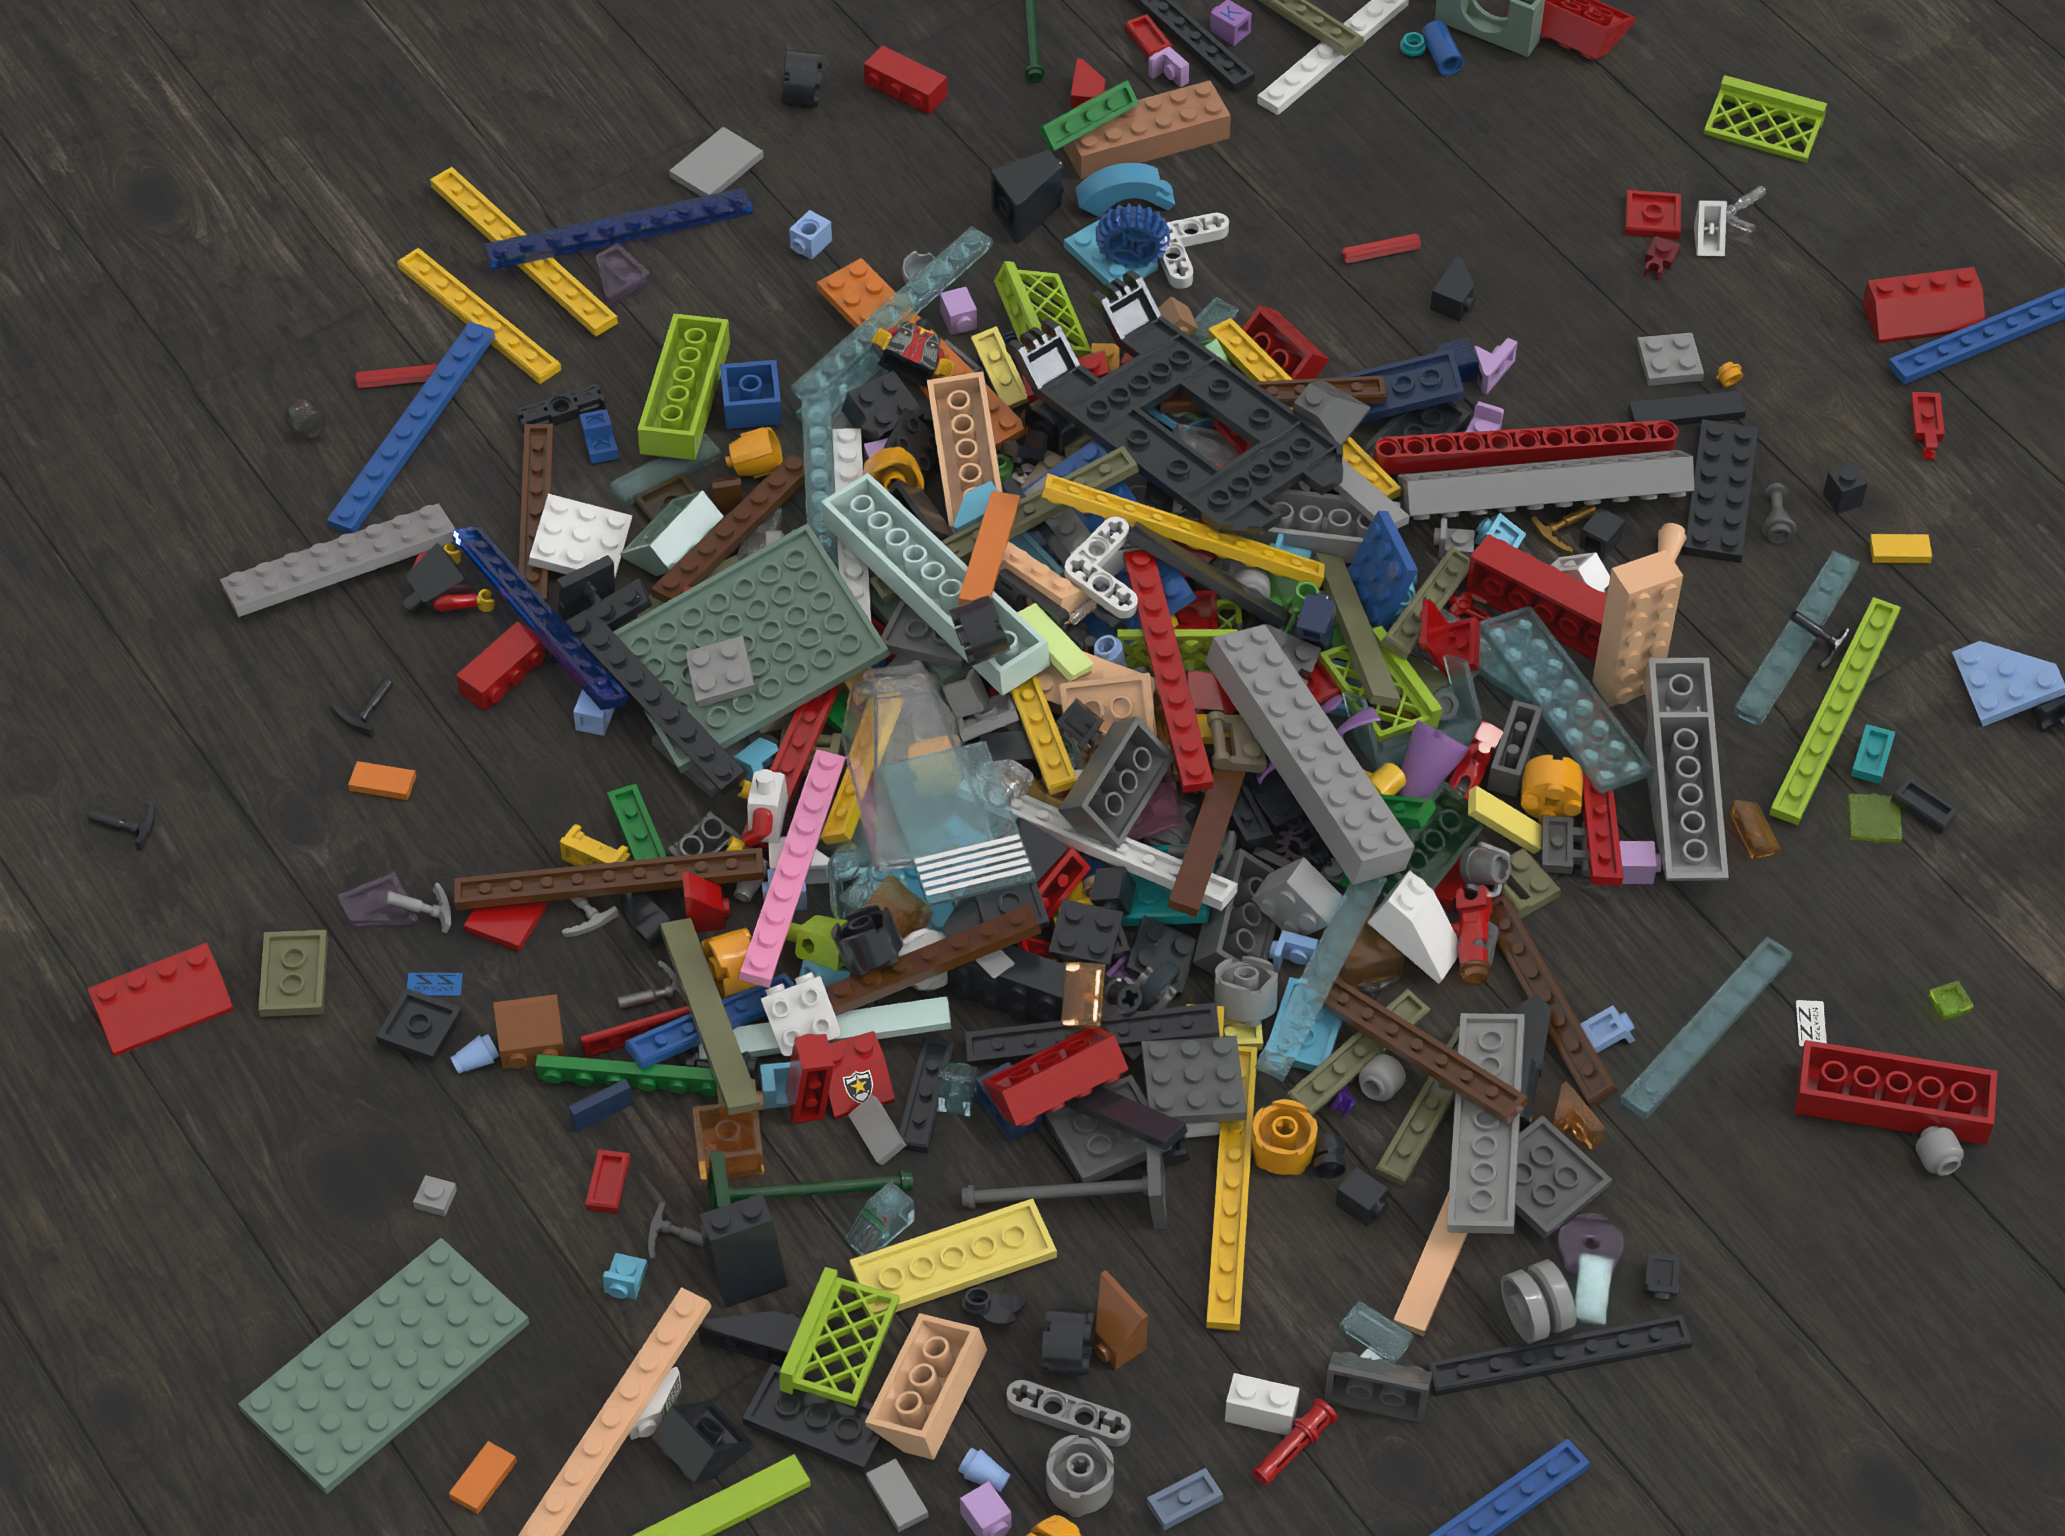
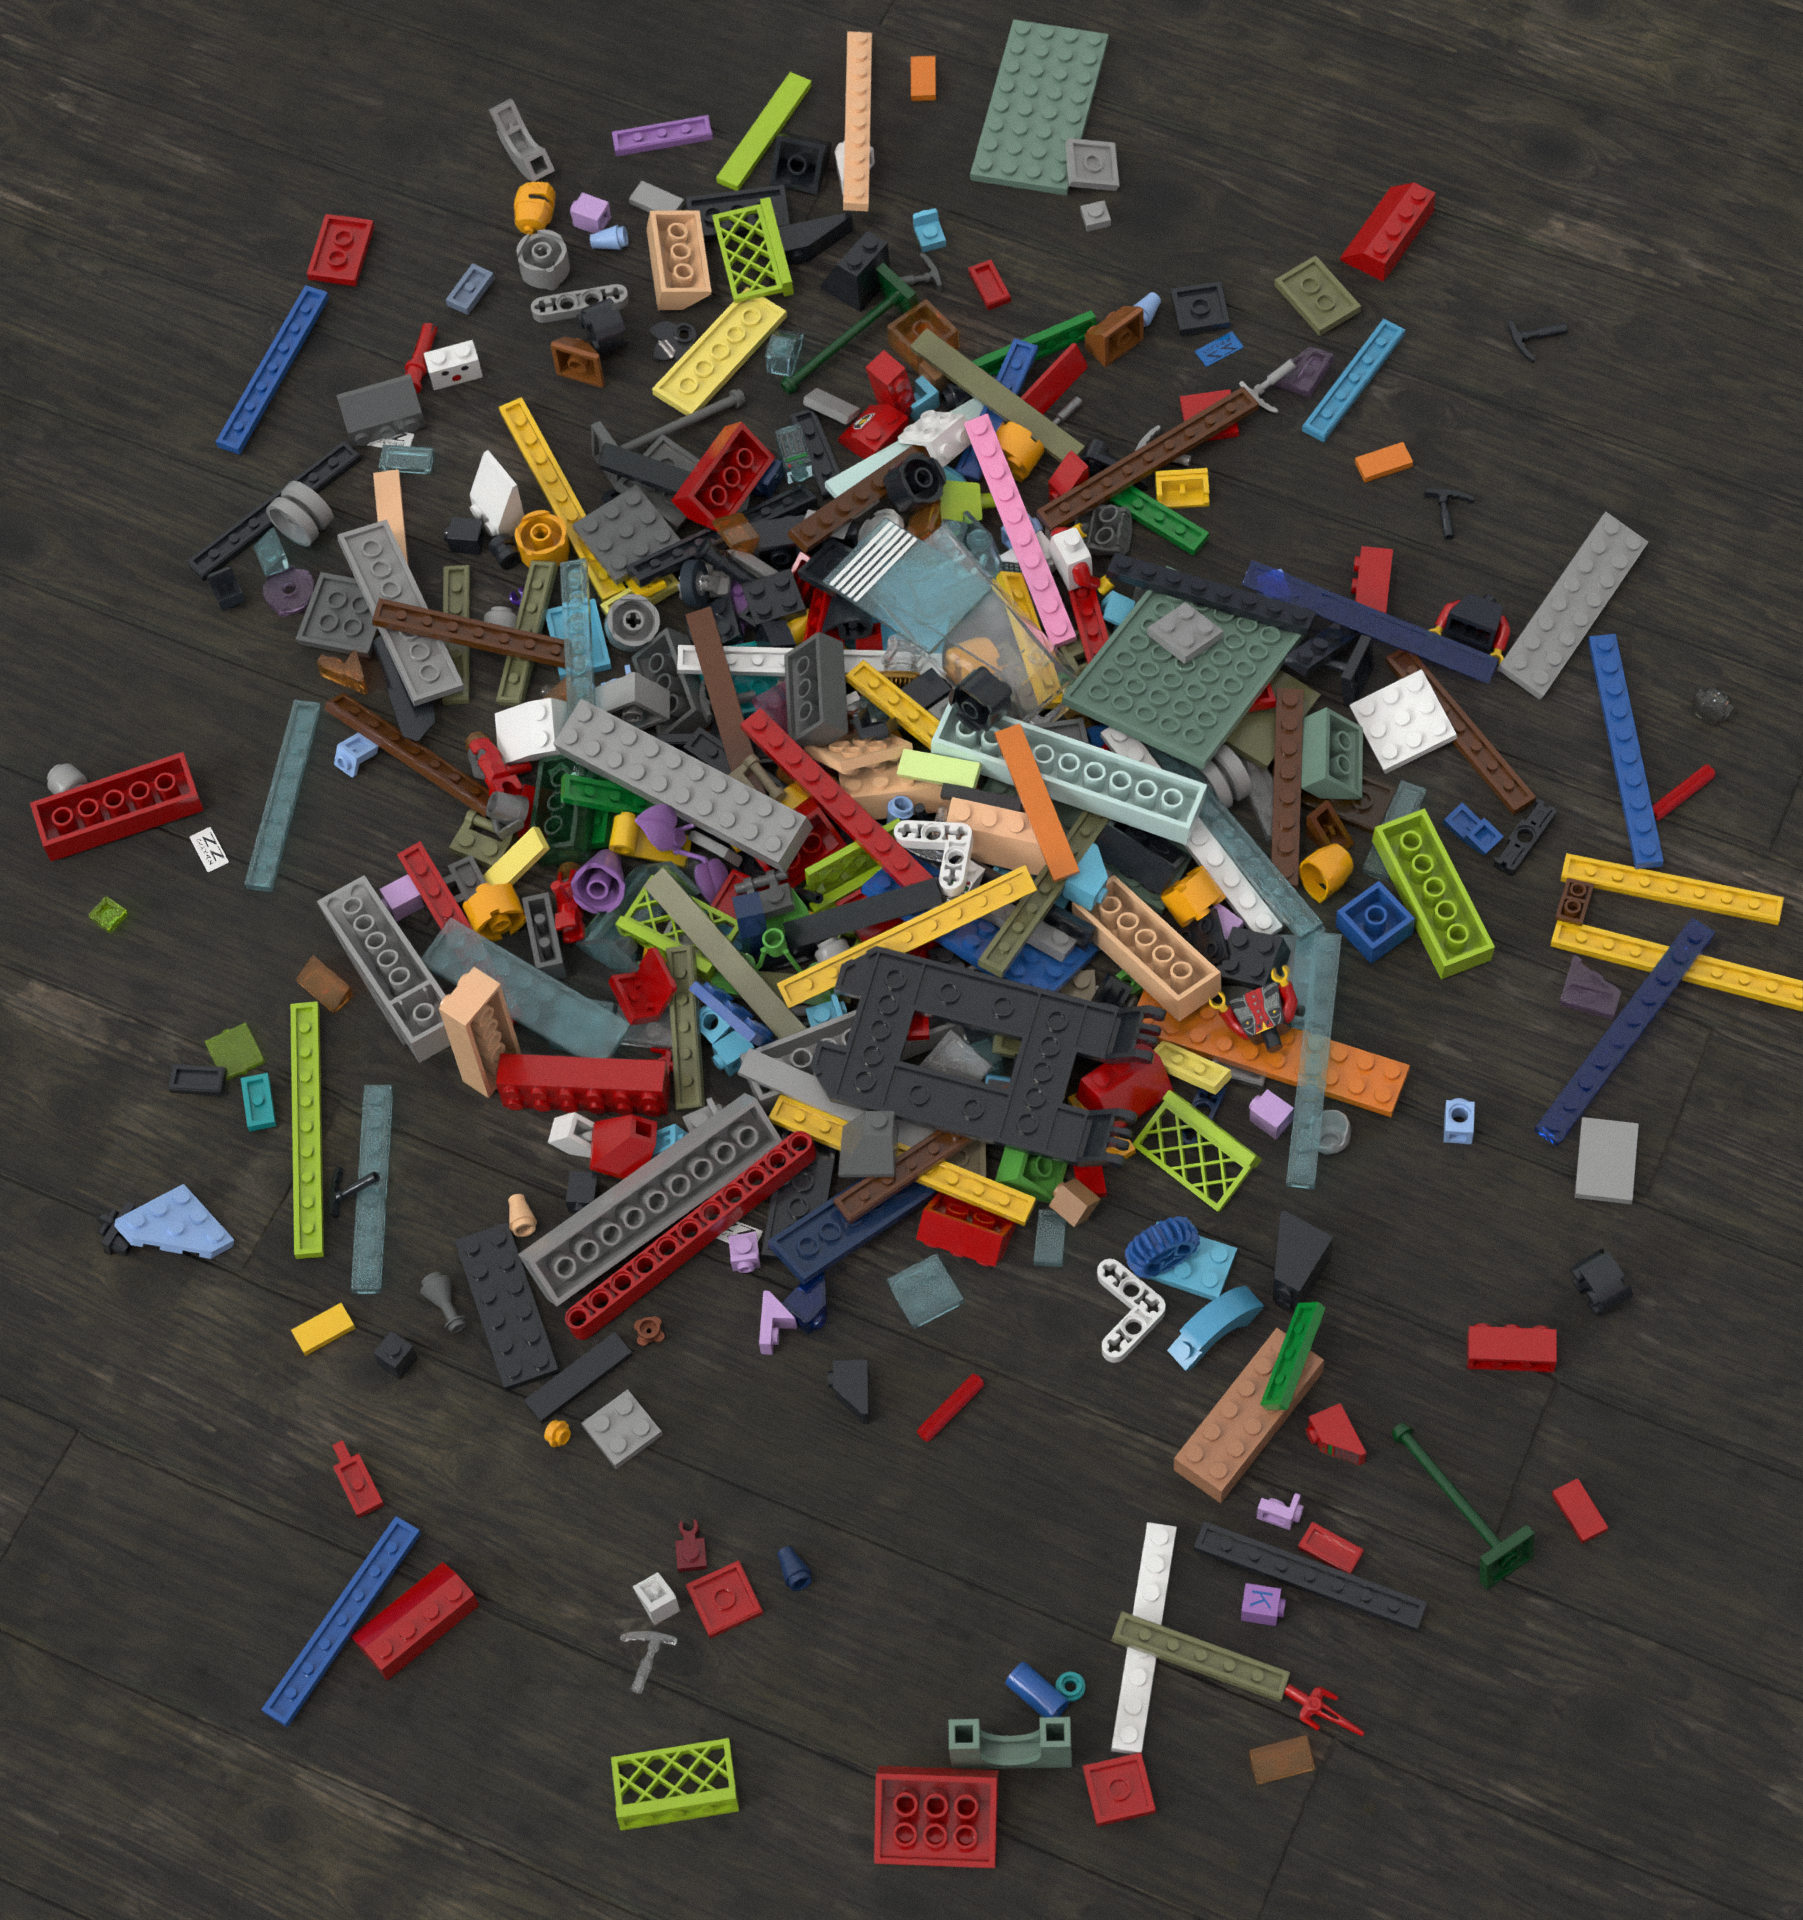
camera: 155 degrees right, 10 degrees up
(335, 875) = (1353, 380): none -> dark azure tile
(393, 1241) = (1092, 164): none -> light grey plate
(573, 335) = (1574, 901): none -> reddish brown slope
(600, 1105) = (1032, 317): dark blue tile -> none
(1310, 1196) = (495, 498): none -> white slope
(1345, 334) = (925, 1291): none -> clear light blue plate
(1547, 537) = (622, 1145): none -> red slope
(1584, 200) = (794, 1570): none -> dark blue cone
(1604, 412) = (643, 1325): none -> copper plate

